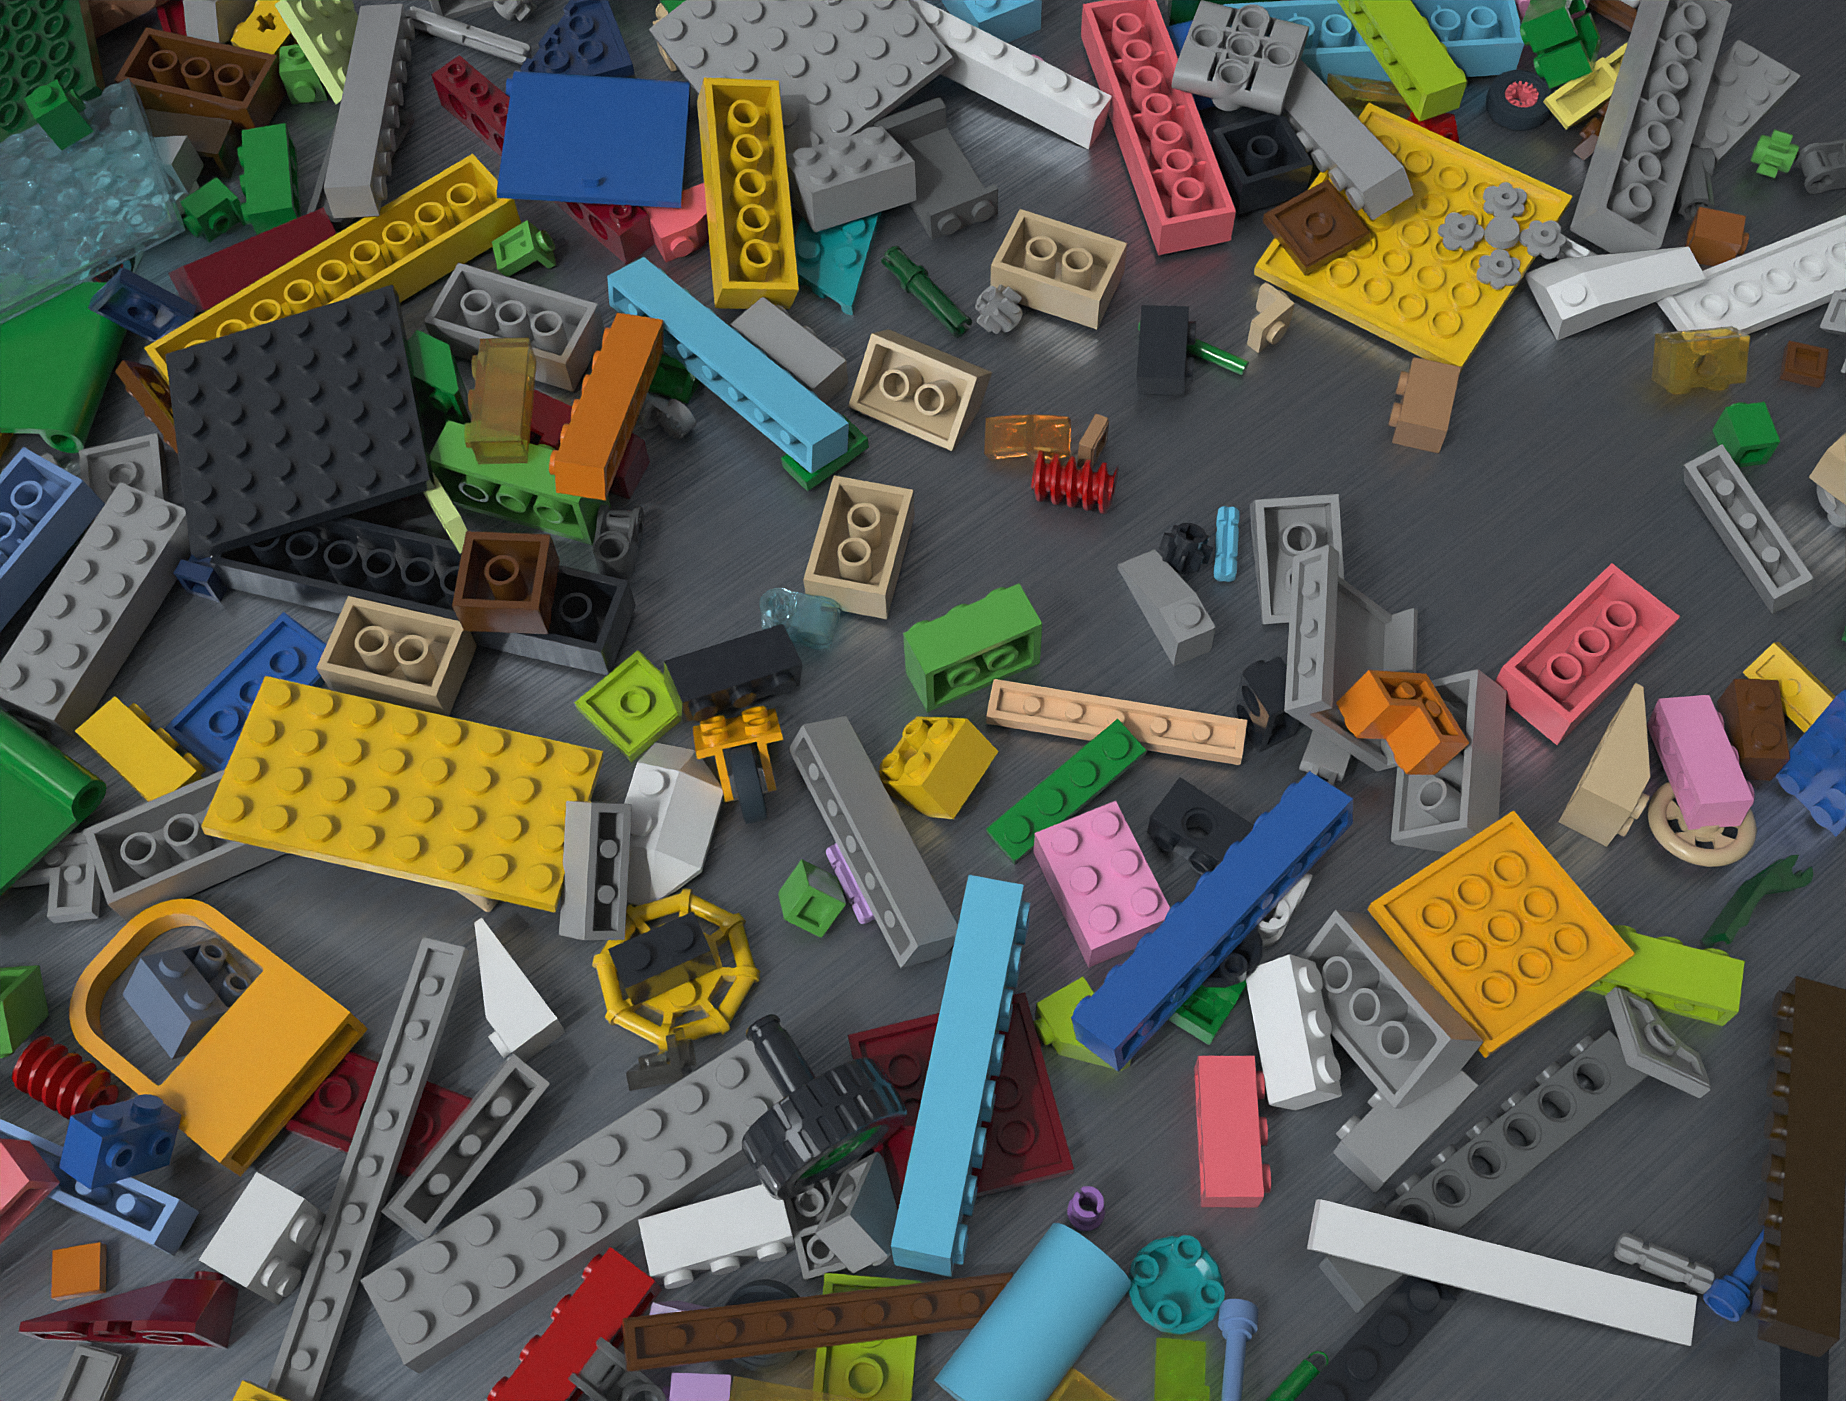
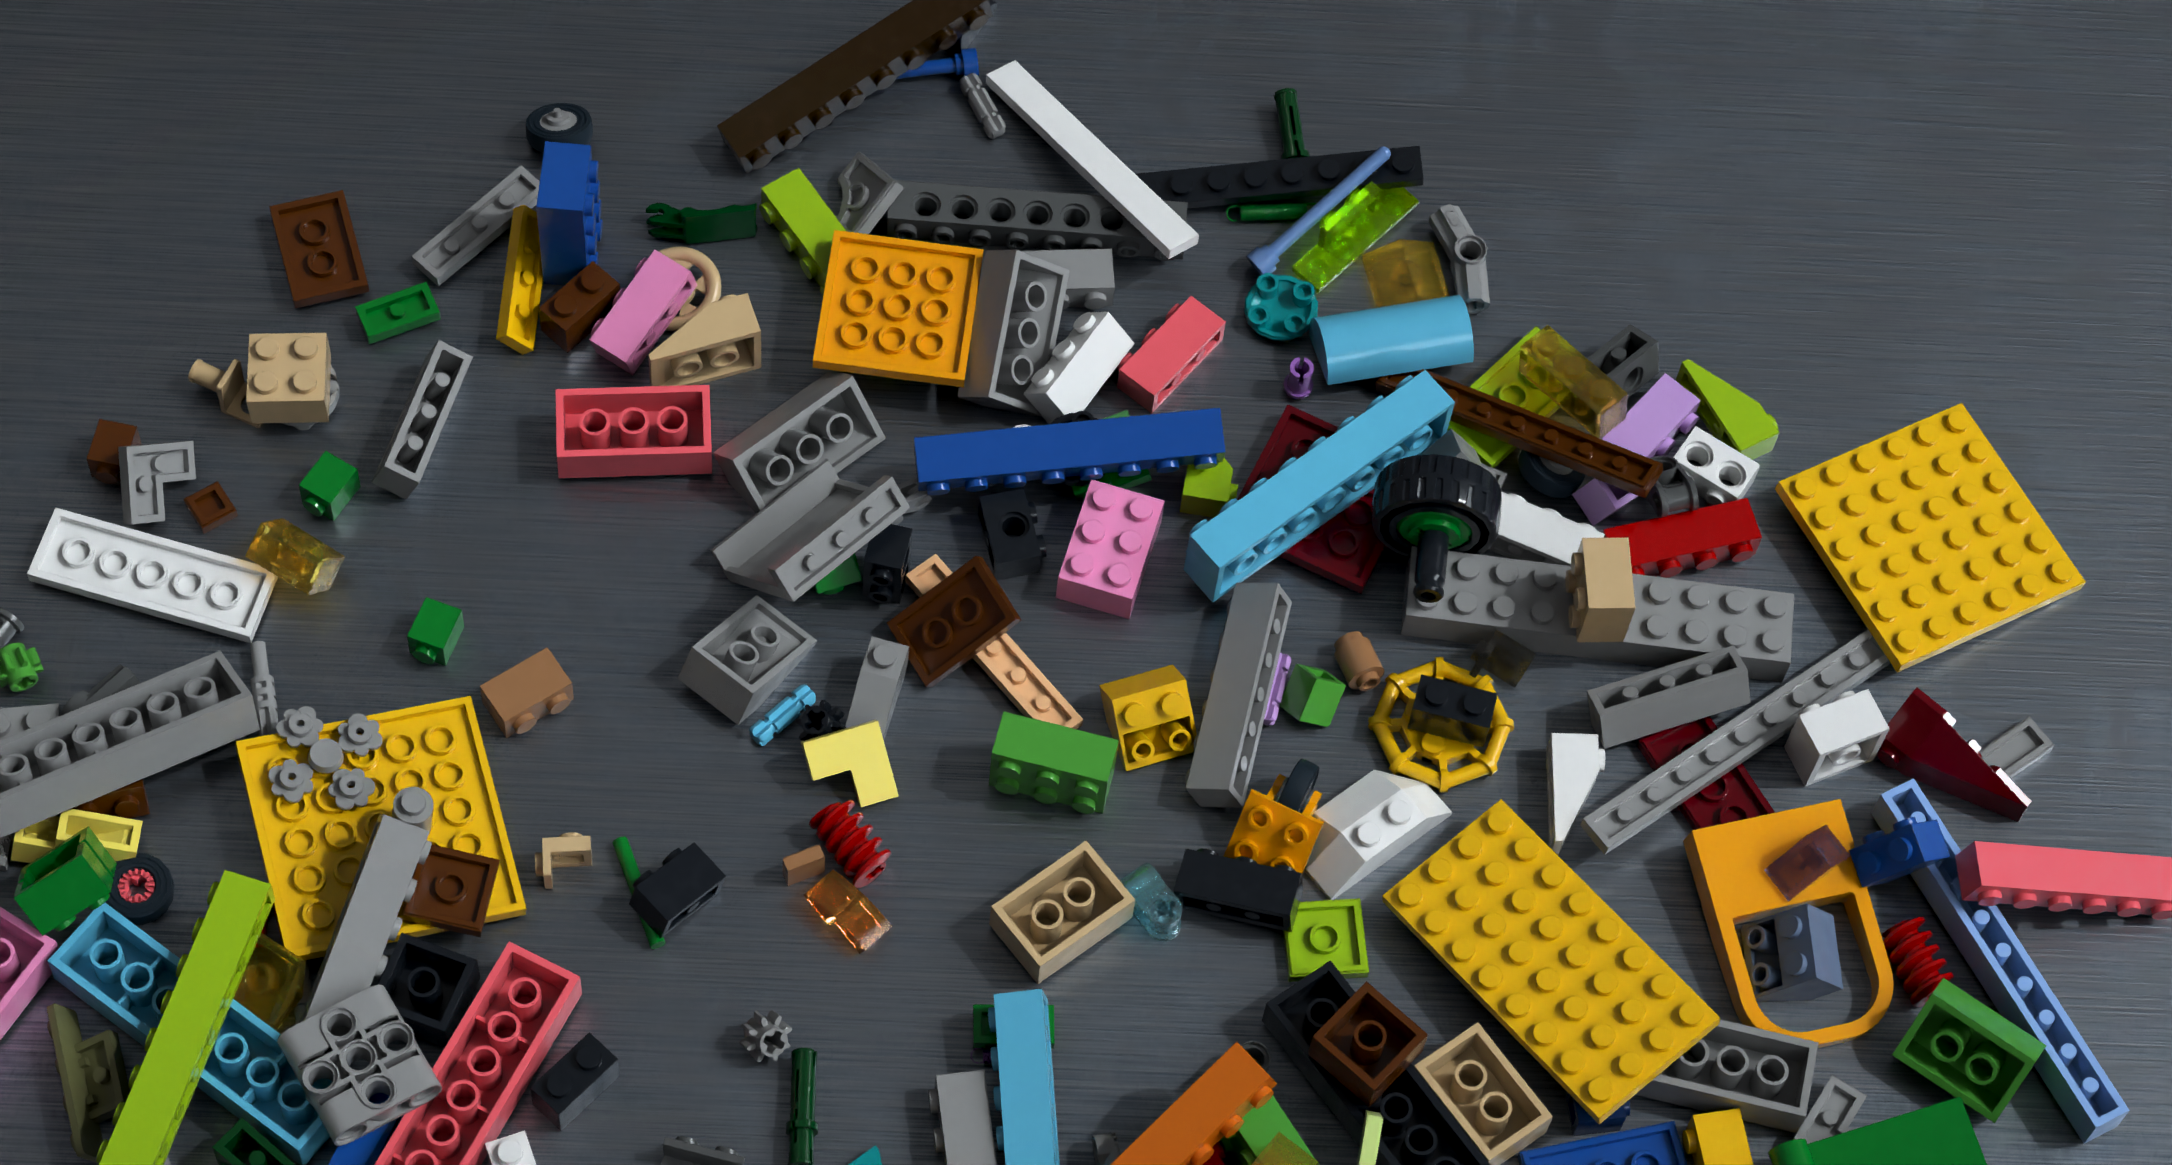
camera: 150 degrees left, 0 degrees up
(79, 1271) = (1972, 828): orange tile -> none
(210, 1069) = (1807, 862): none -> slope
(582, 1149) = (1601, 590): none -> tan brick
(595, 870) = (1454, 801): light grey brick -> none
(795, 963) = (1358, 661): none -> medium nougat brick
(918, 388) = (890, 1020): tan slope -> none
(1059, 268) = (687, 1026): tan brick -> none
(1066, 790) = (1082, 628): green plate -> none
(1099, 188) = (575, 1081): none -> black brick
(1136, 543) = (860, 752): none -> light yellow tile
(1163, 698) = (954, 621): none -> reddish brown plate
(1396, 235) = (414, 807): none -> light grey brick
(1406, 714) = (818, 463): orange brick -> none
(1540, 395) = (435, 632): none -> green brick
(1602, 287) = (285, 661): white wedge -> none
(1716, 236) = (152, 641): dark orange brick -> none

